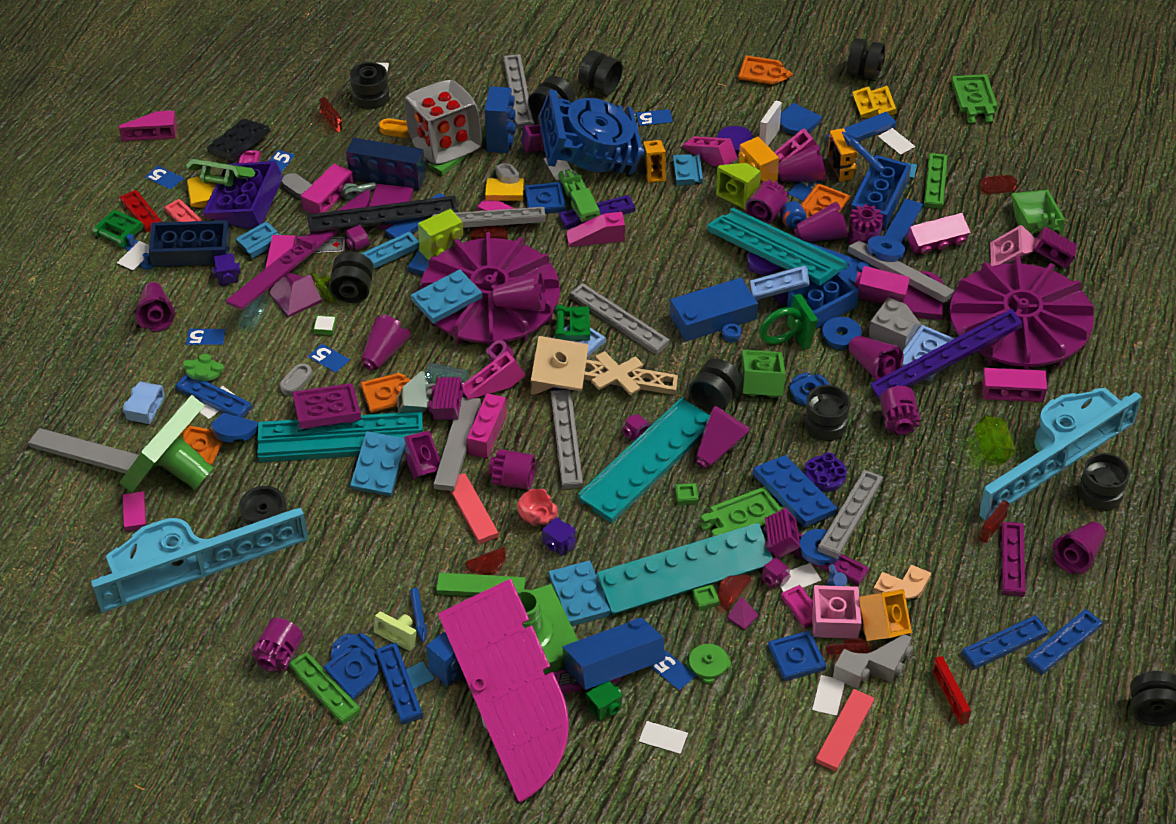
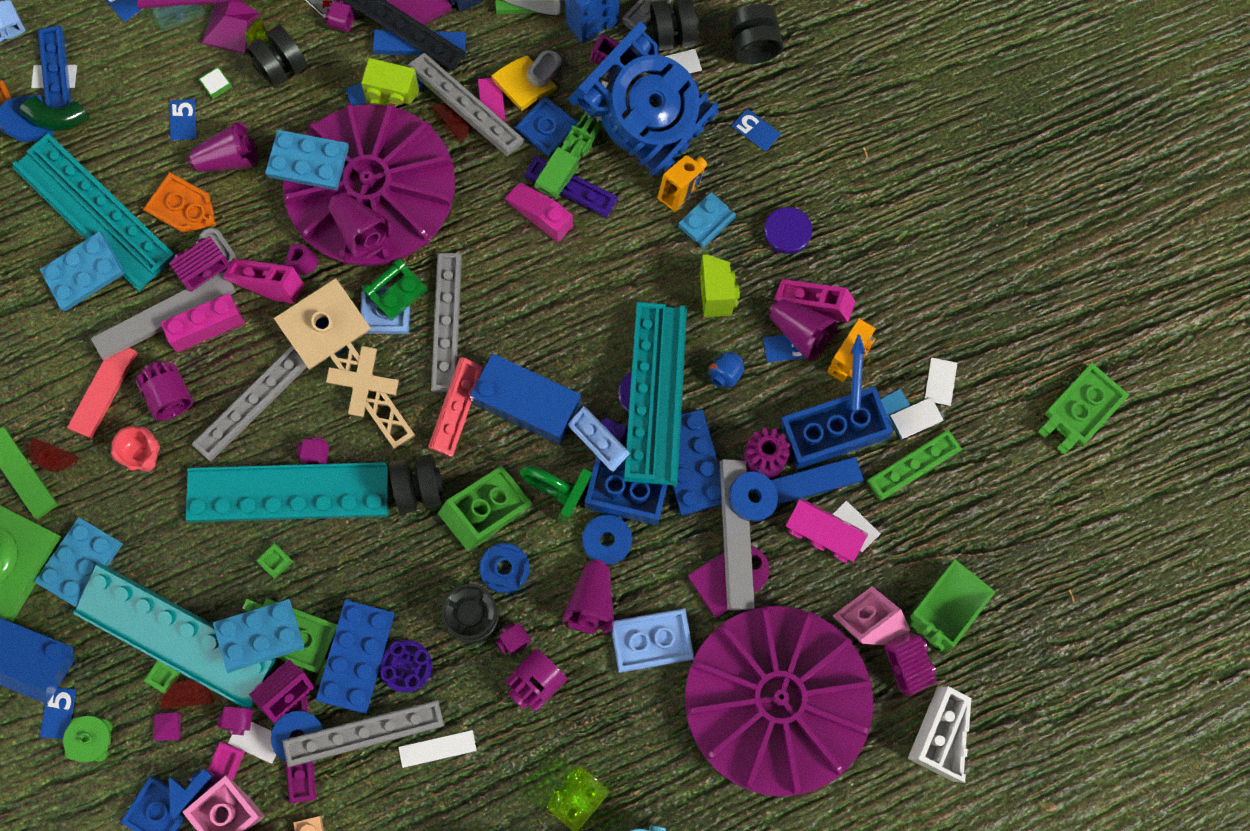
camera: 45 degrees right, 25 degrees up
(203, 368) = (75, 33): bright green piece -> none
(252, 410) = (53, 118): none -> dark green cylinder
(296, 379) = (131, 117): light grey tile -> none
(326, 406) = (107, 171): magenta plate -> none
(392, 249) = (347, 54): dark azure plate -> none
(413, 395) = (178, 233): slope -> none
(421, 454) = (110, 300): magenta slope -> none
(437, 370) = (240, 235): clear light blue brick -> none
(559, 536) = (124, 494): dark purple brick -> none
(680, 343) = (455, 407): none -> coral tile
(712, 150) = (749, 220): dark pink slope -> none
(719, 437) = (355, 541): magenta slope -> none
(731, 333) = (517, 437): blue tile -> none
(735, 517) = (258, 635): none -> dark azure plate
(760, 156) = (761, 281): light orange slope -> none
(763, 70) = (920, 175): orange tile -> none
(766, 201) = (718, 332): magenta gear -> none
(770, 123) = (830, 249): white tile -> none
(797, 117) = (878, 265): blue tile -> none
(802, 621) = (183, 797): none -> blue slope
(821, 197) = (774, 384): orange tile -> none
(823, 225) = (734, 411): magenta cone -> none
(836, 578) = (274, 783): blue piece -> none
(861, 409) = (513, 639): none -> magenta plate
(869, 59) = (1023, 262): pearl dark grey wheel -> none
(870, 126) = (921, 337): blue tile -> none
(874, 102) = (976, 317): yellow slope -> none
(878, 285) = (685, 536): dark pink brick -> none
(894, 324) = (658, 585): light grey slope -> none
(894, 493) = (437, 748): none -> white sticker
(910, 158) = (917, 418): none -> white sticker
(950, 352) = (643, 674): dark purple plate -> none
(998, 184) = (968, 530): clear red tile -> none
(1014, 385) = (677, 761): dark pink brick -> none
(1110, 262) = (943, 735): none -> white wedge

